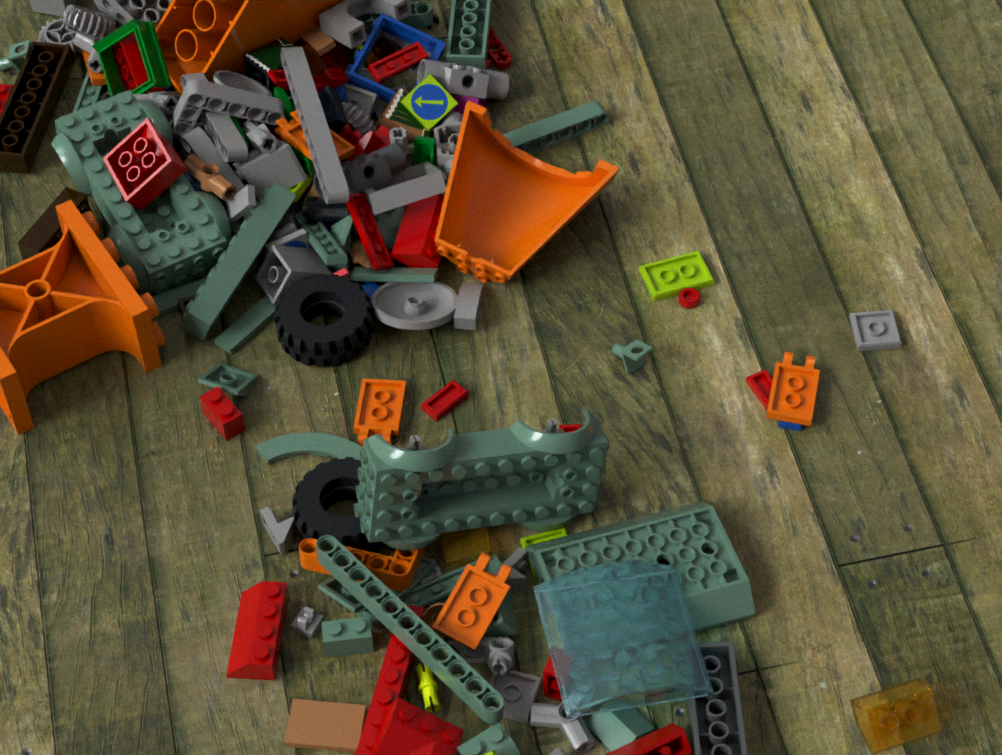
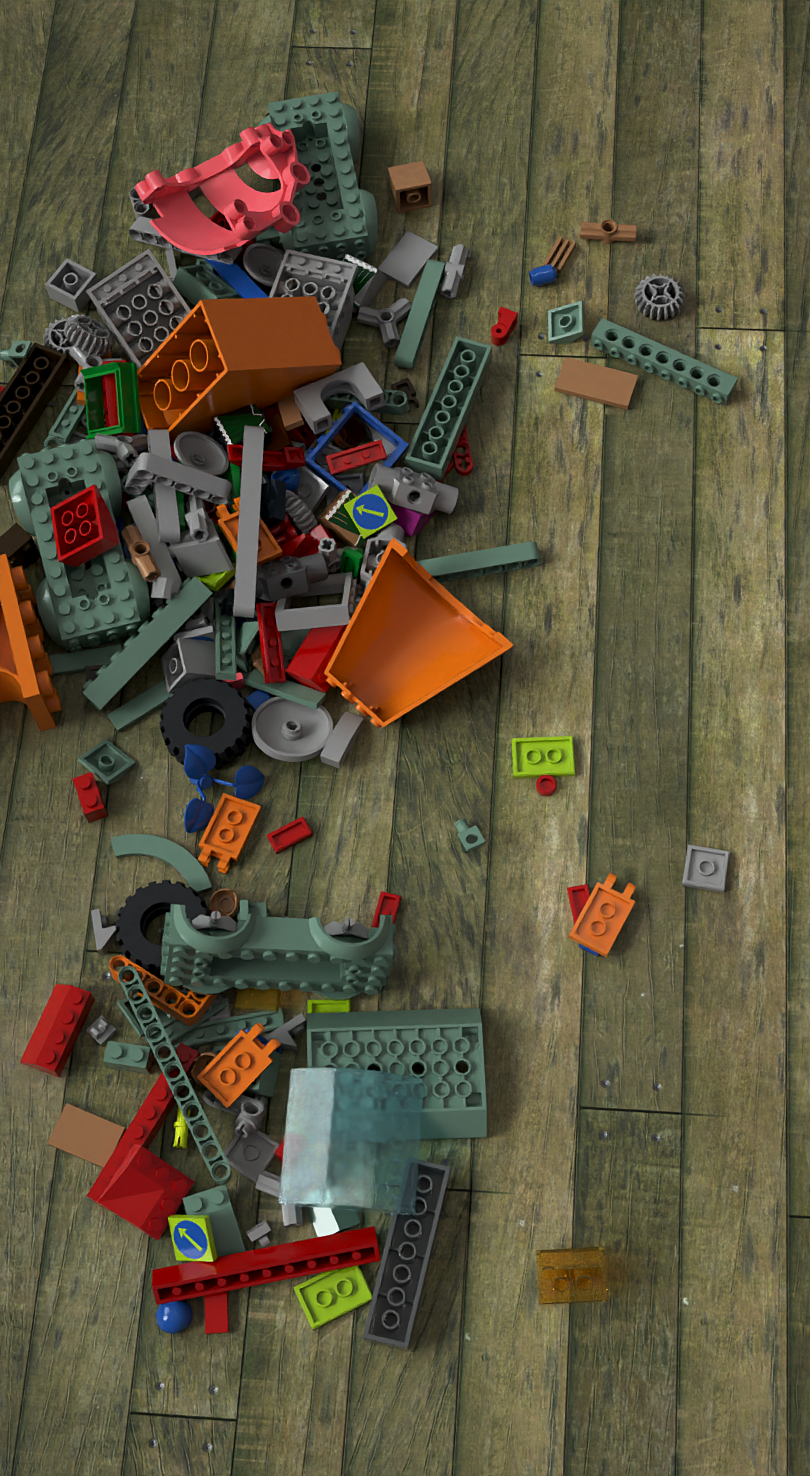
camera: 20 degrees right, 15 degrees up
(336, 339) = (196, 764): none -> blue plant

